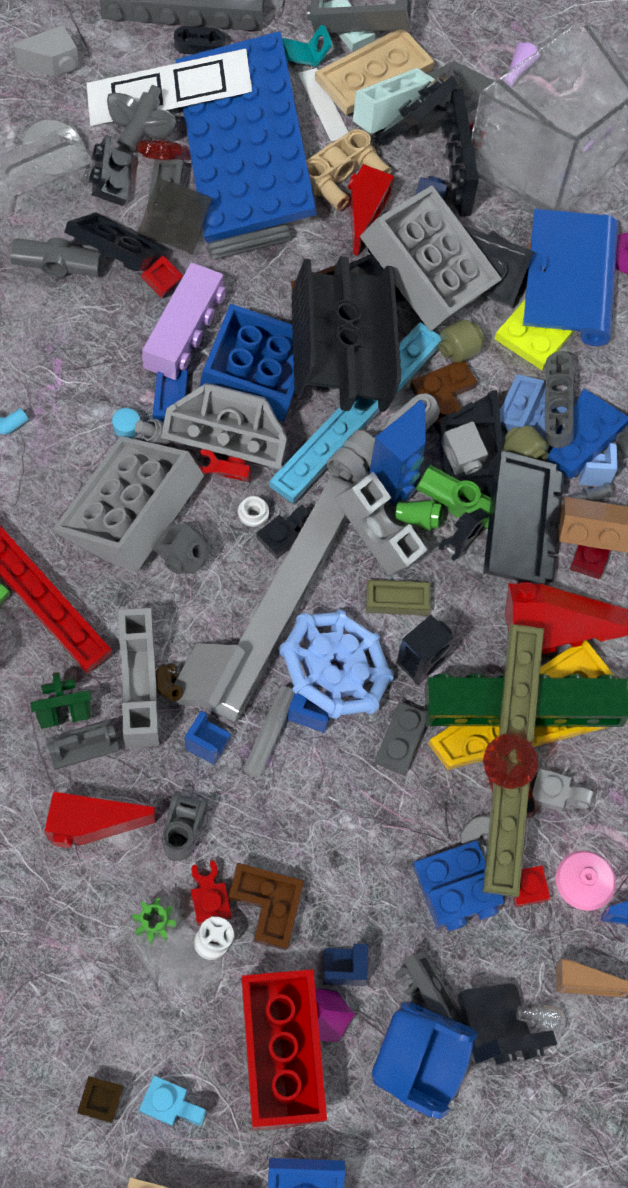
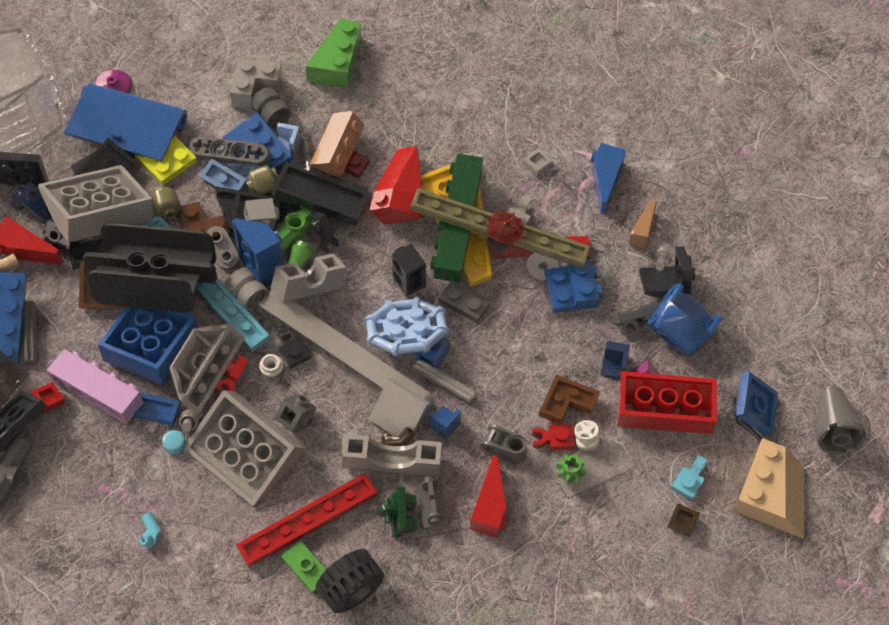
camera: 75 degrees left, 5 degrees down
(398, 597) = (358, 285): olive tile -> none
(585, 880) = (577, 217): bright pink piece -> none

